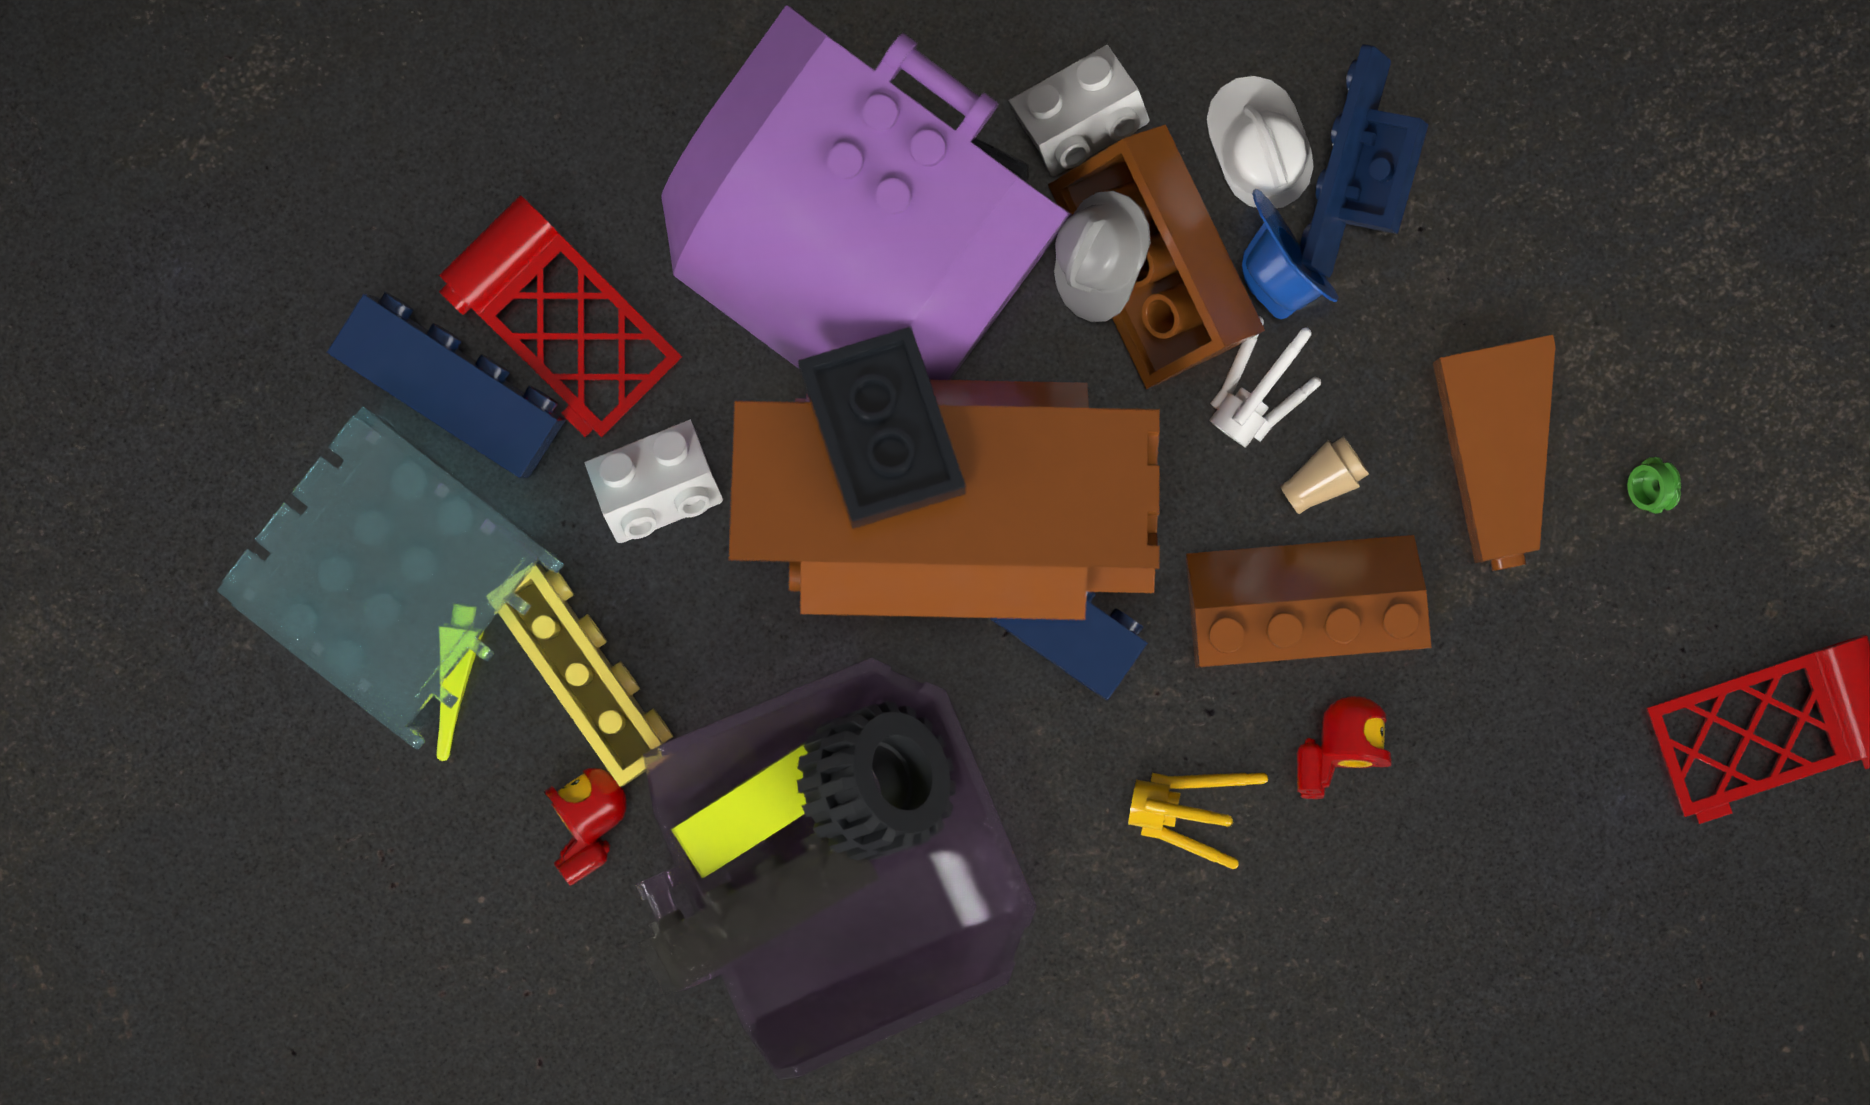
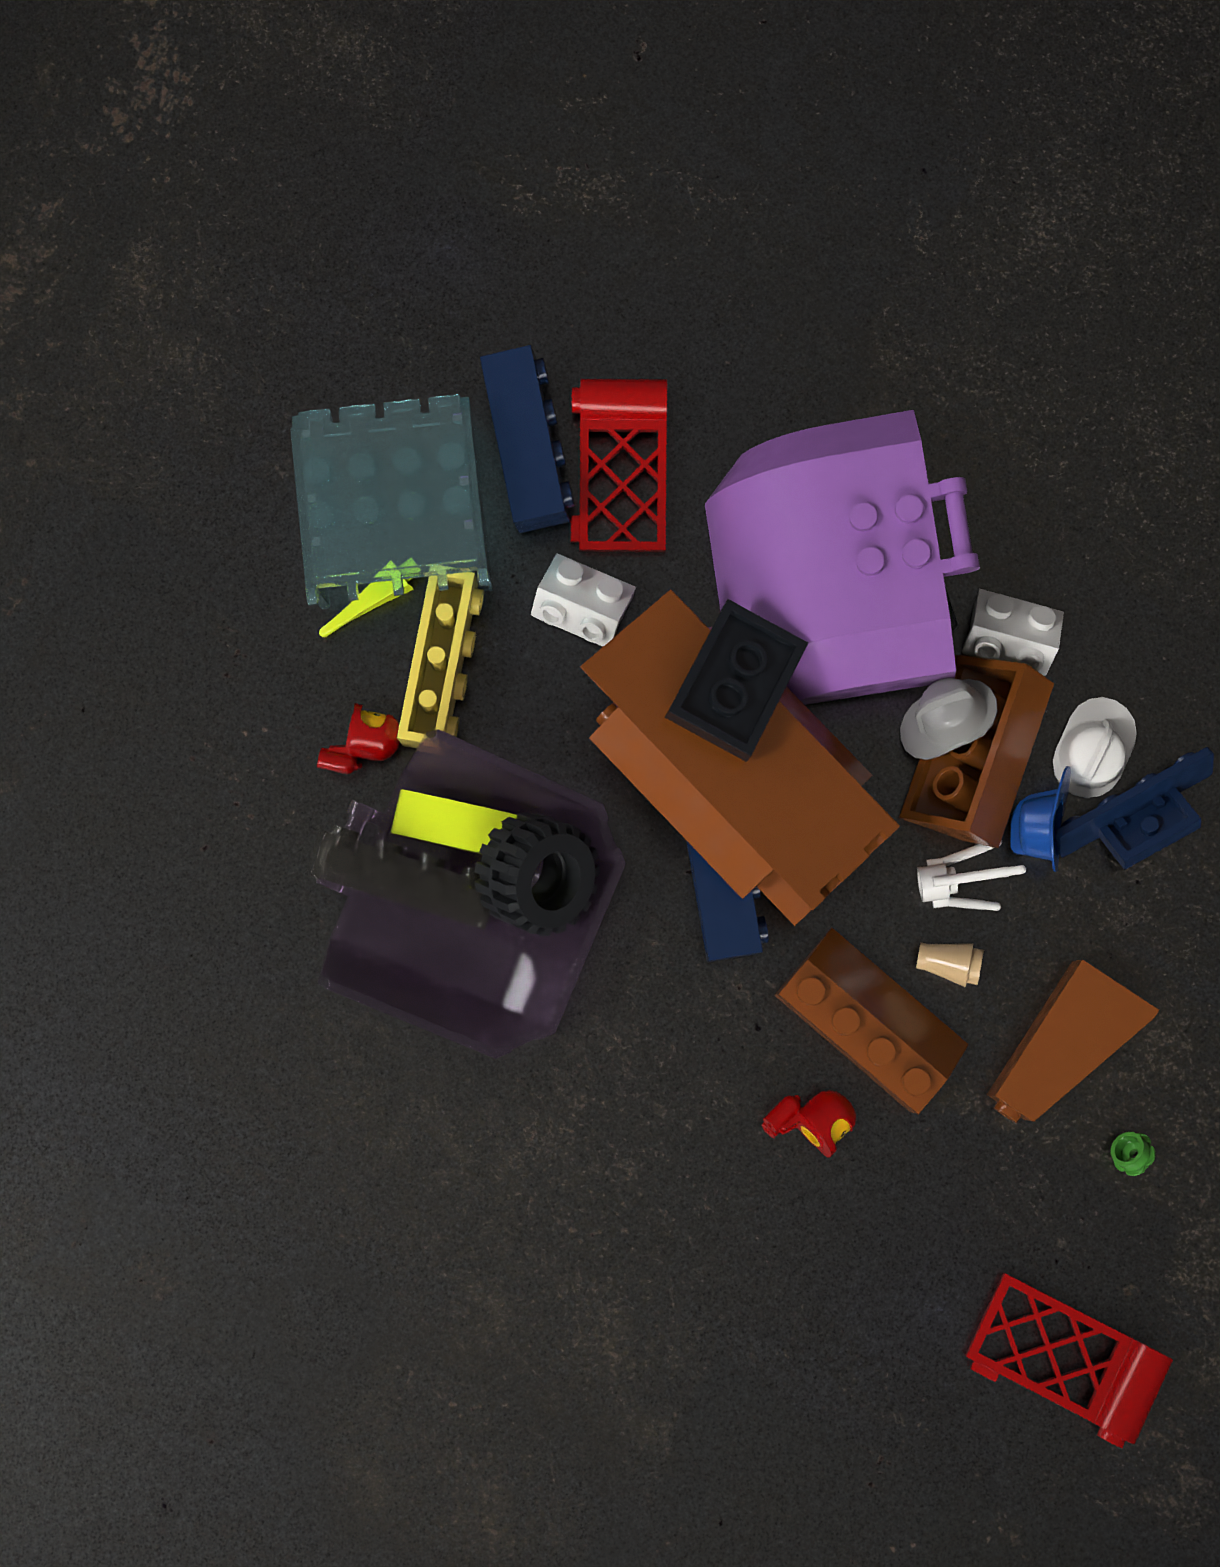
camera: 45 degrees right, 5 degrees down
(1158, 806) = (676, 1047): yellow plant -> none

